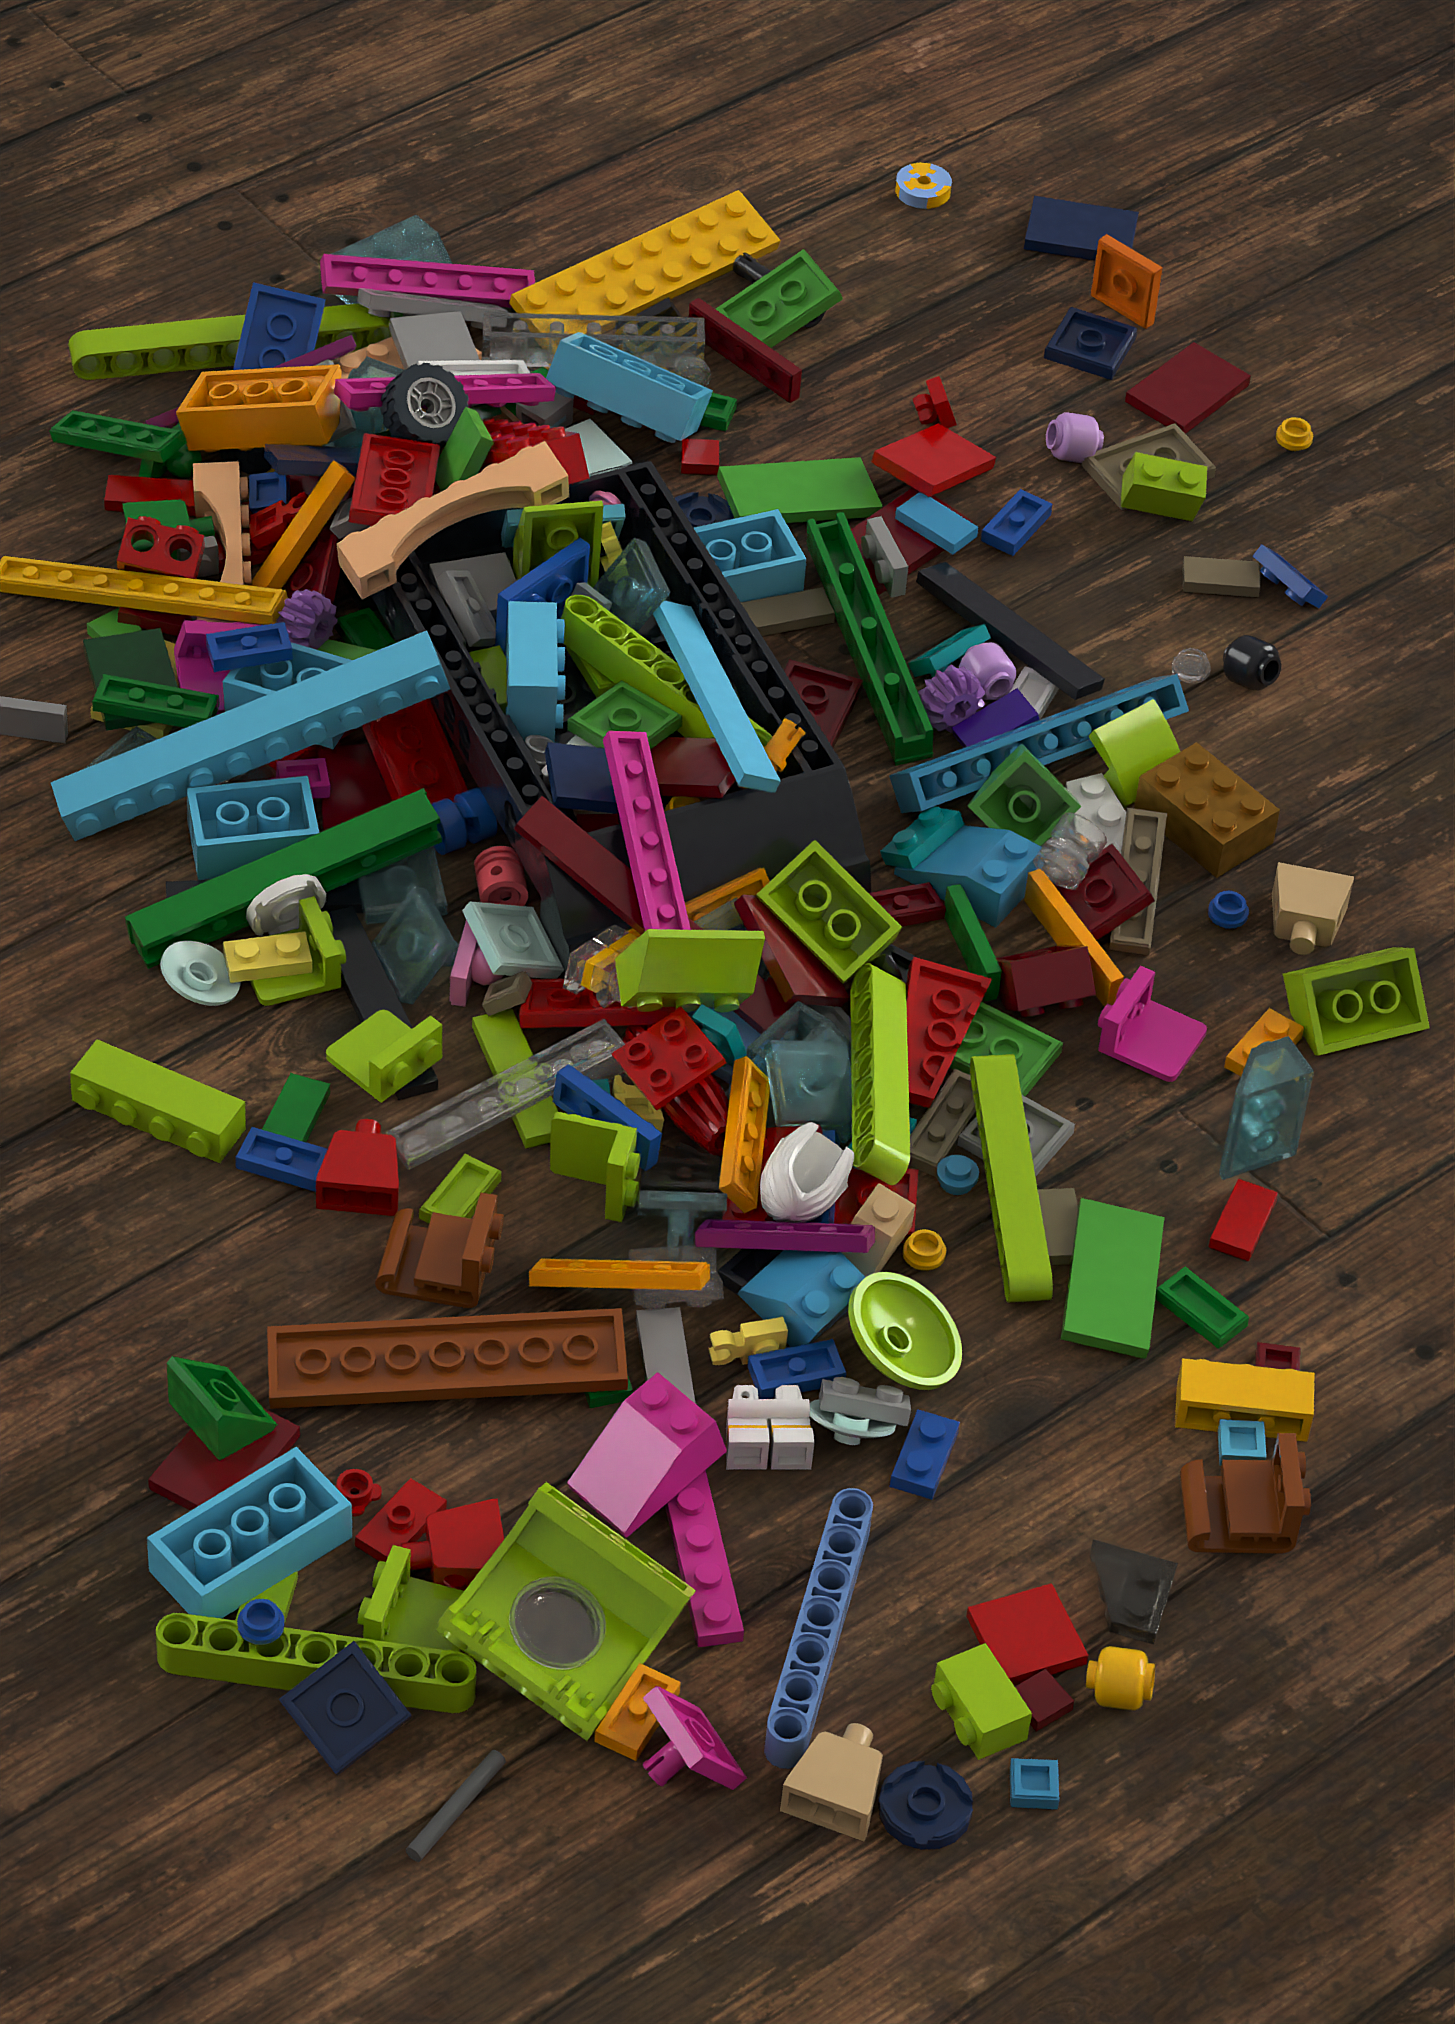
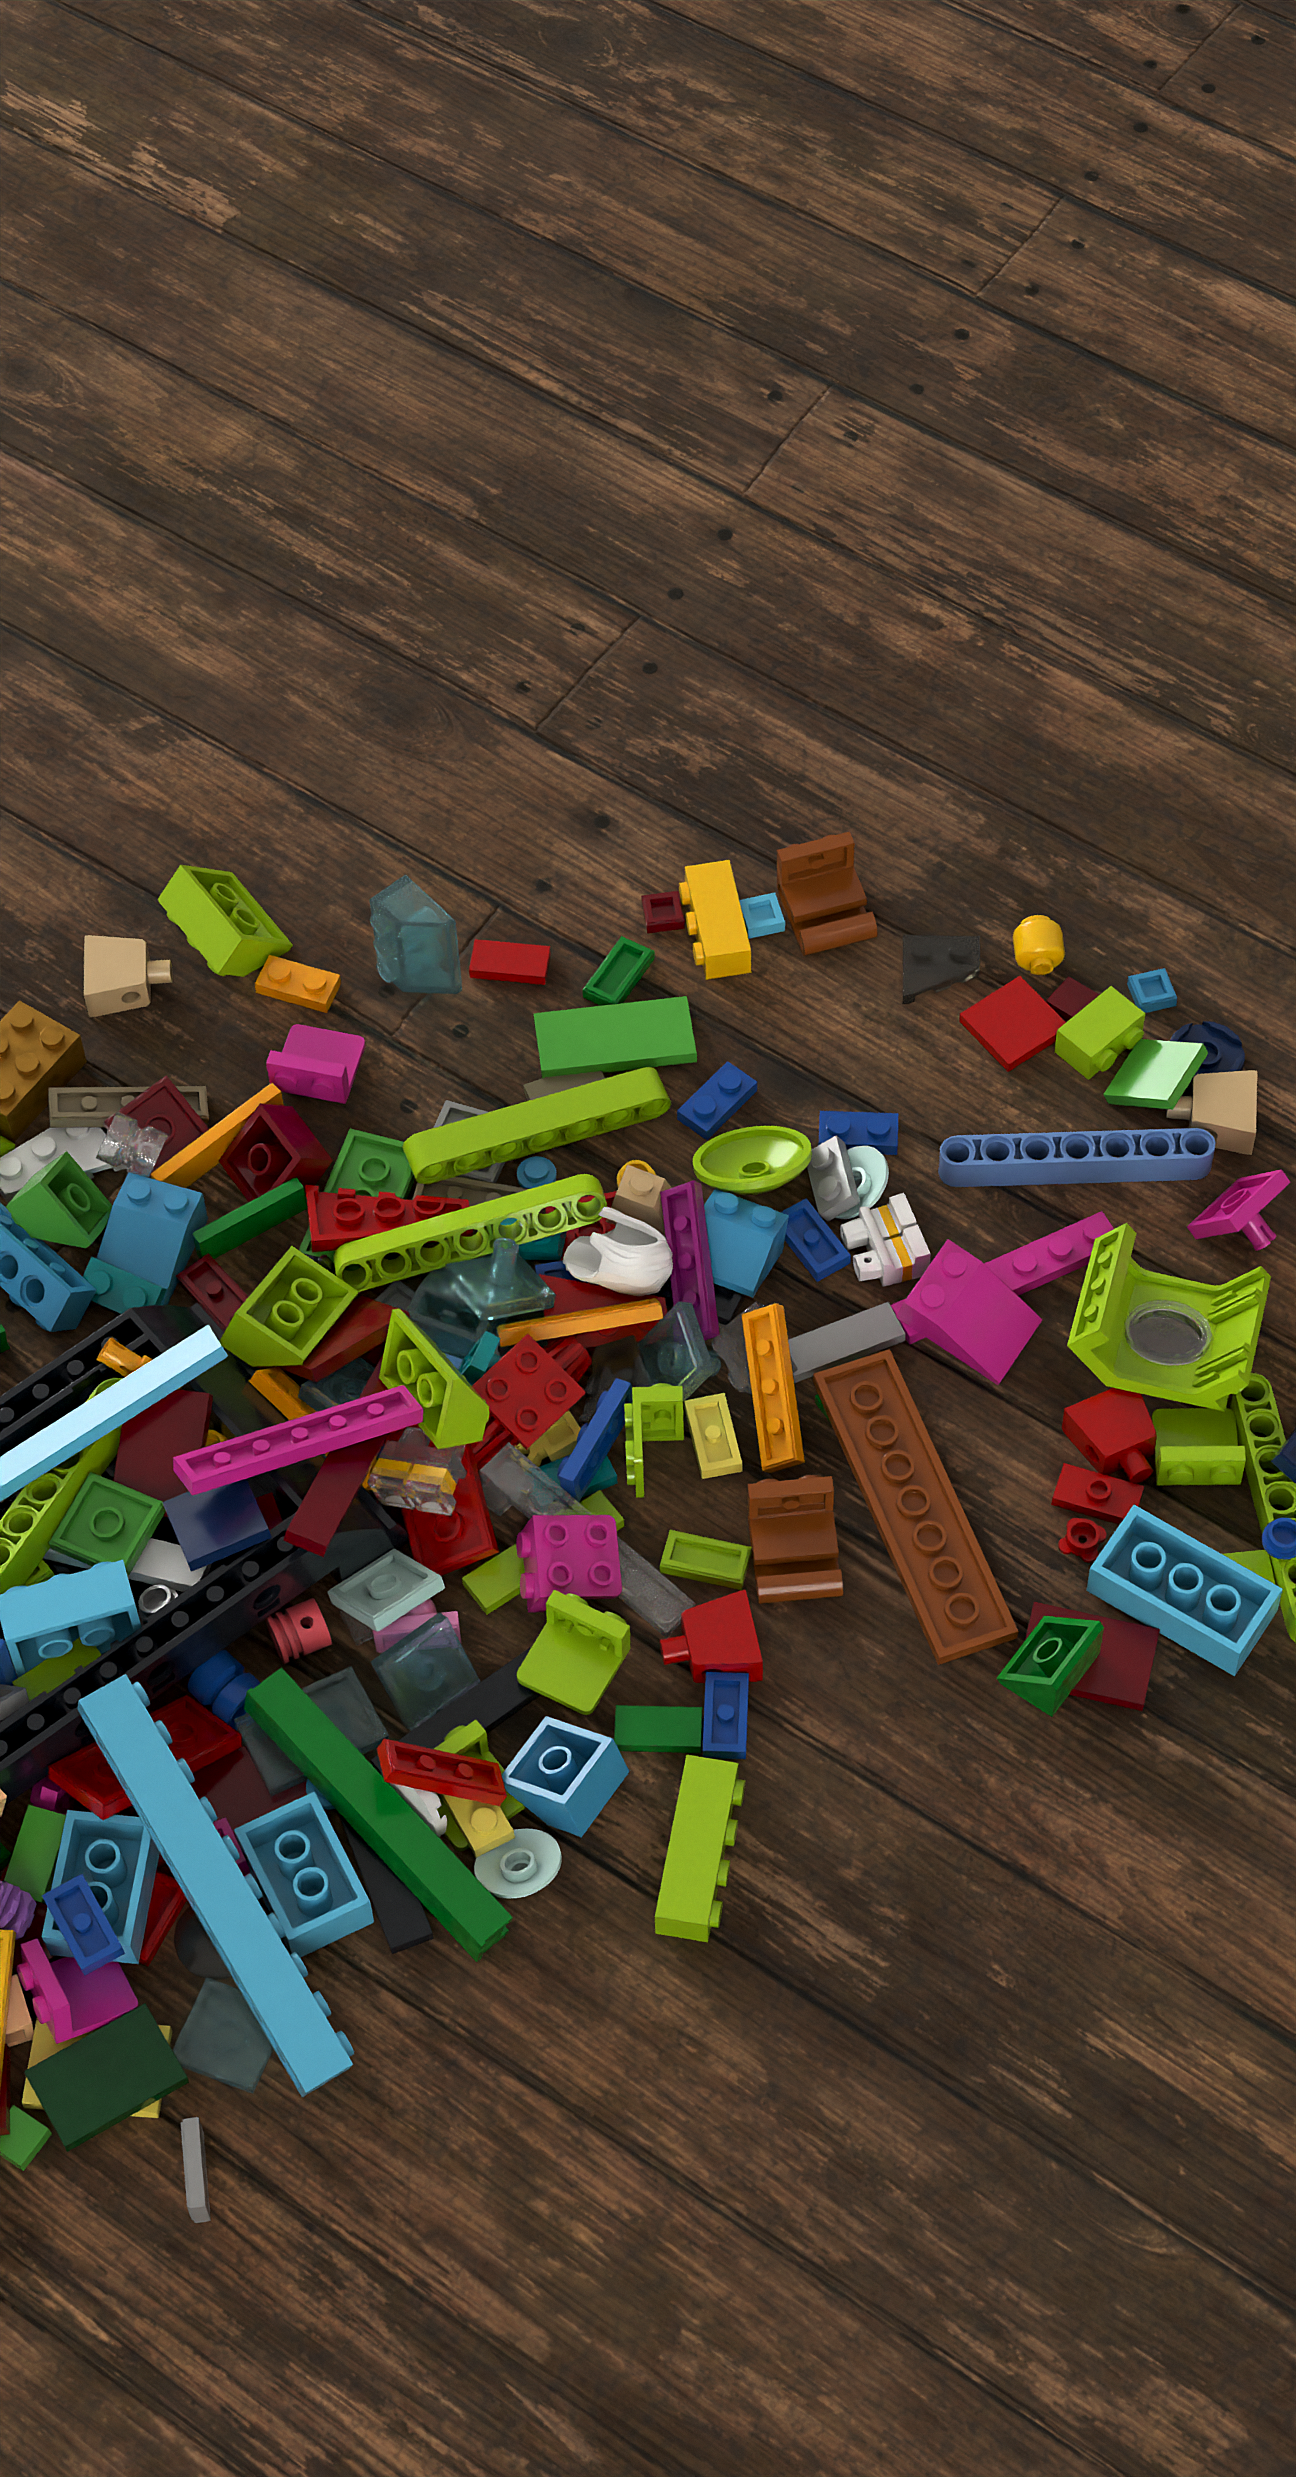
camera: 100 degrees left, 10 degrees up
(153, 702) = (151, 2029): green tile -> none
(268, 1022) = (565, 1775): none -> dark azure slope
(291, 907) = (441, 1772): none -> red tile
(482, 1065) = (569, 1556): none -> dark pink bracket
(507, 993) = (458, 1578): dark tan tile -> none
(591, 1229) = (713, 1436): none -> light yellow plate
(629, 1720) = (1212, 1262): light orange plate -> none
(752, 1339) = (796, 1272): light yellow plate -> none
(903, 1729) = (1156, 1074): none -> bright green tile
(1006, 1346) = (717, 1100): none -> blue plate
(1228, 909) = (136, 1037): blue plate -> none

